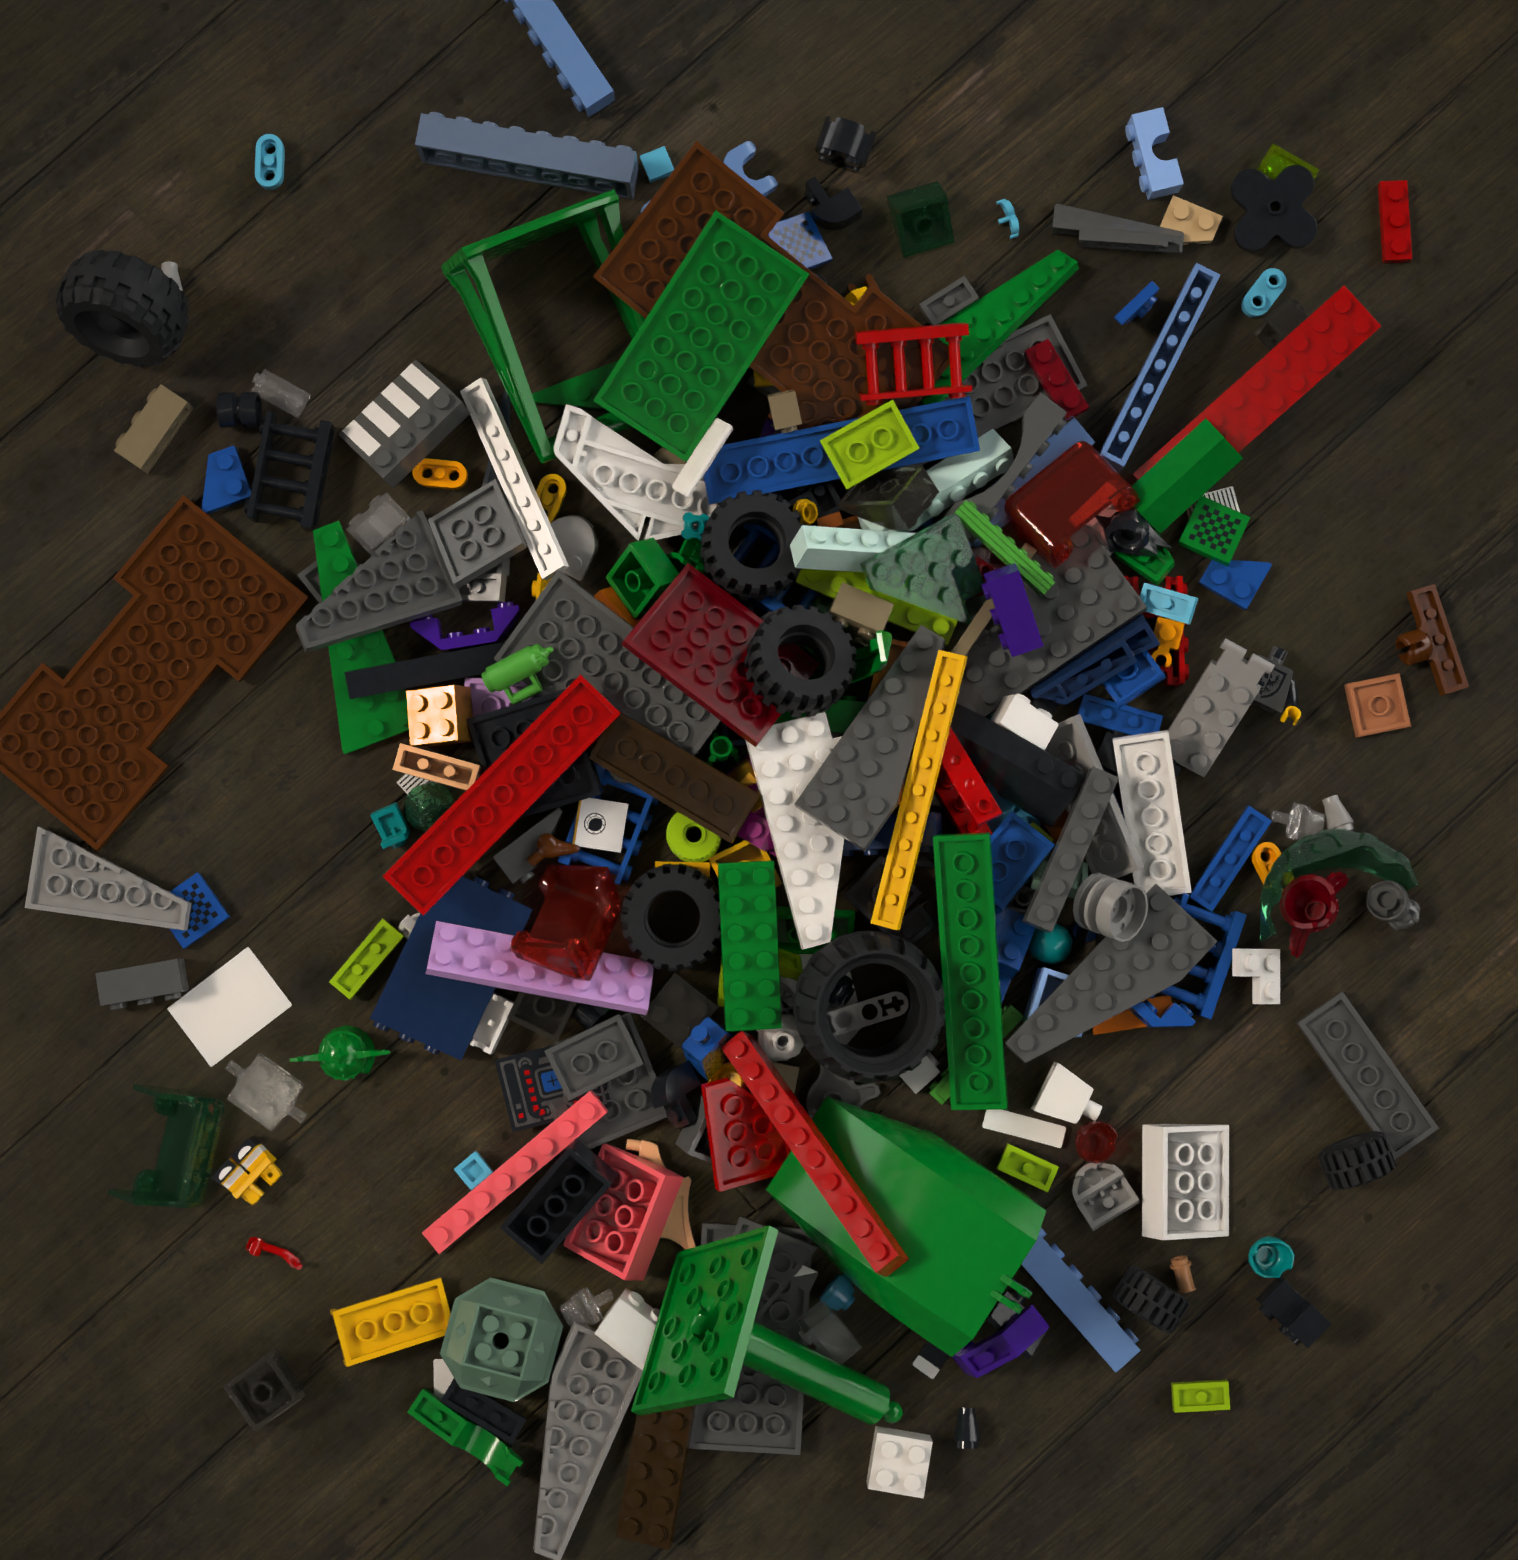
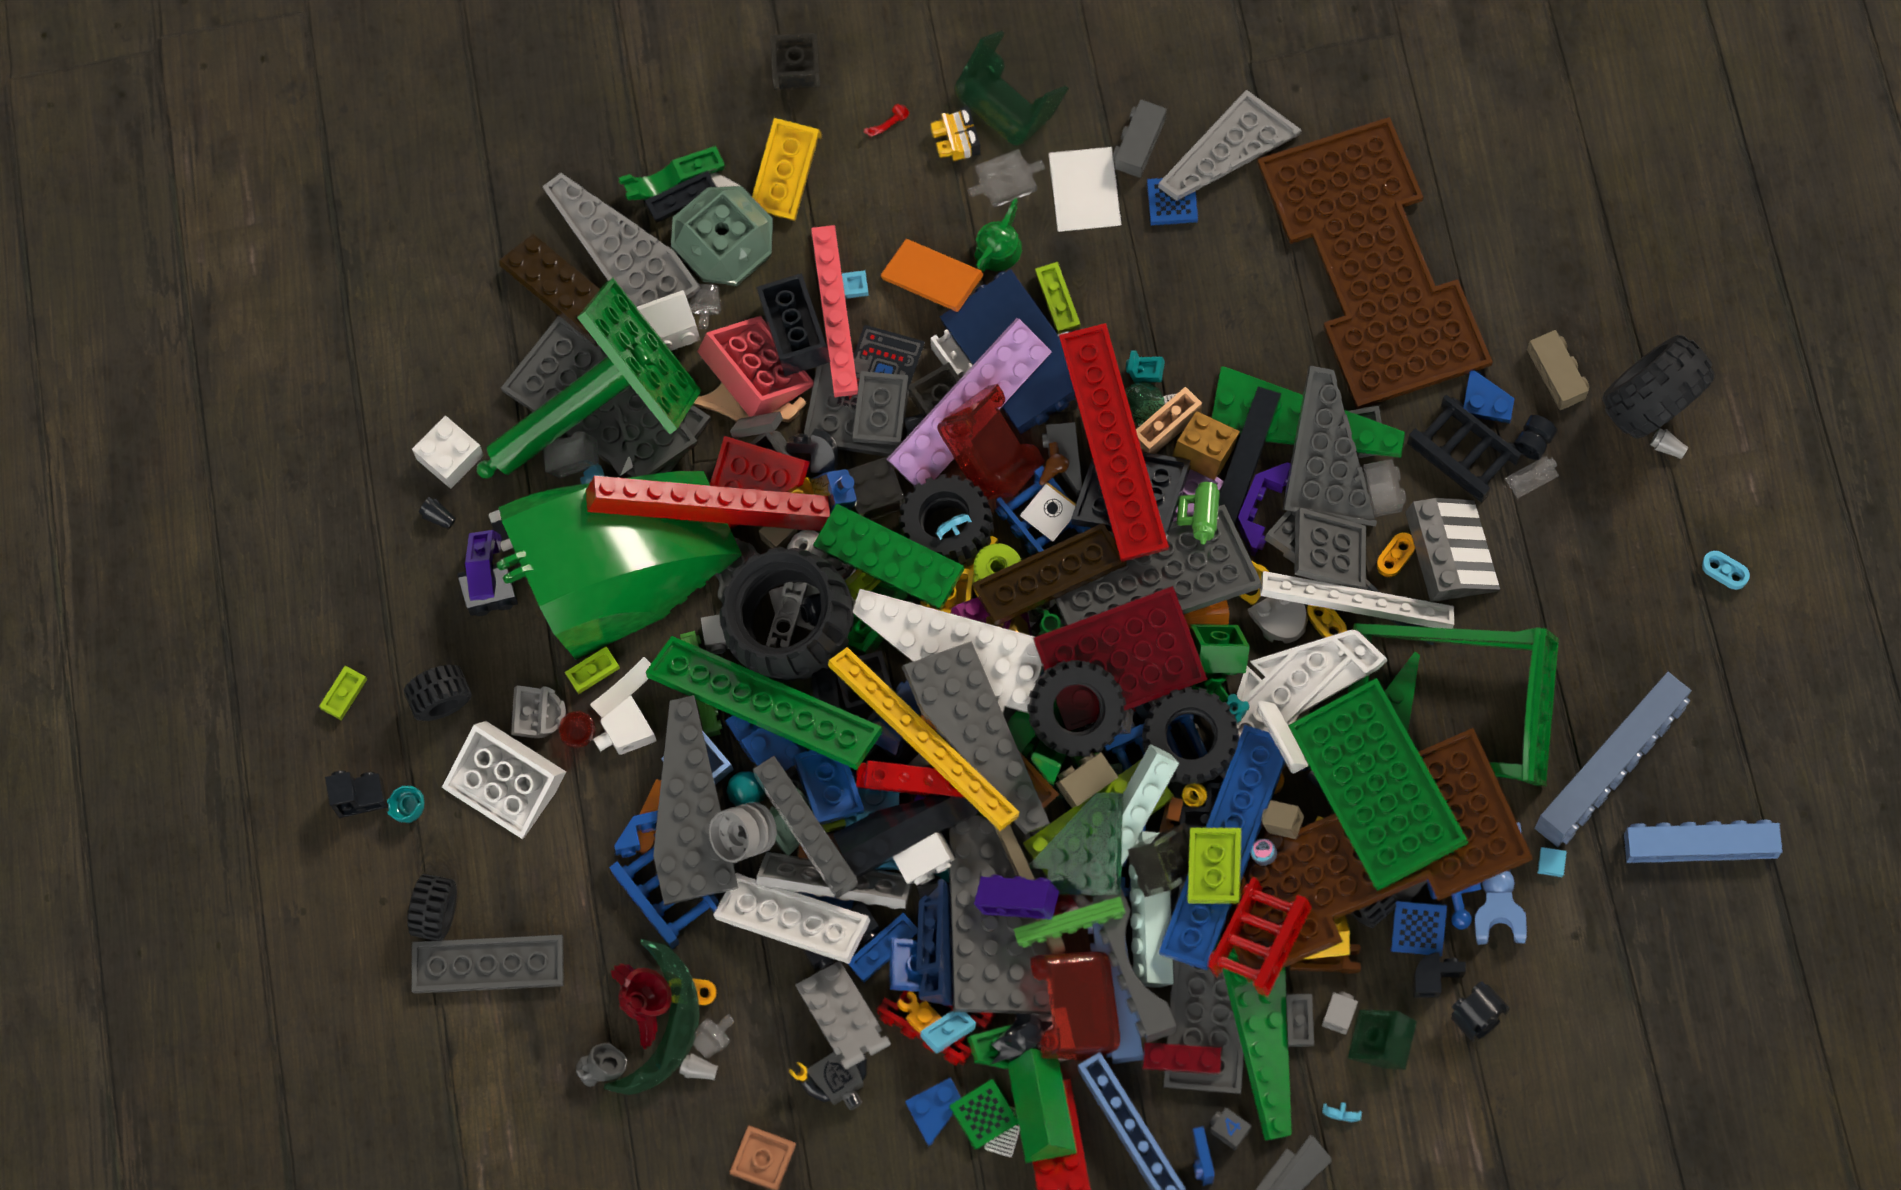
camera: 130 degrees right, 15 degrees down
(419, 1097) = (932, 275): none -> orange tile
(674, 900) = (946, 526): none -> medium azure piece
(689, 1166) = (756, 425): none -> dark grey tile
(824, 411) = (1263, 852): none -> tile
(920, 269) = (1340, 1012): none -> light grey brick
(1080, 1303) = (479, 644): medium blue brick -> none
(1088, 305) = (1229, 1128): none -> dark grey brick
(1182, 1273) = (439, 735): medium nougat pin -> none
(1229, 858) = (720, 964): blue plate -> none
(1264, 969) = (619, 935): white plate -> none

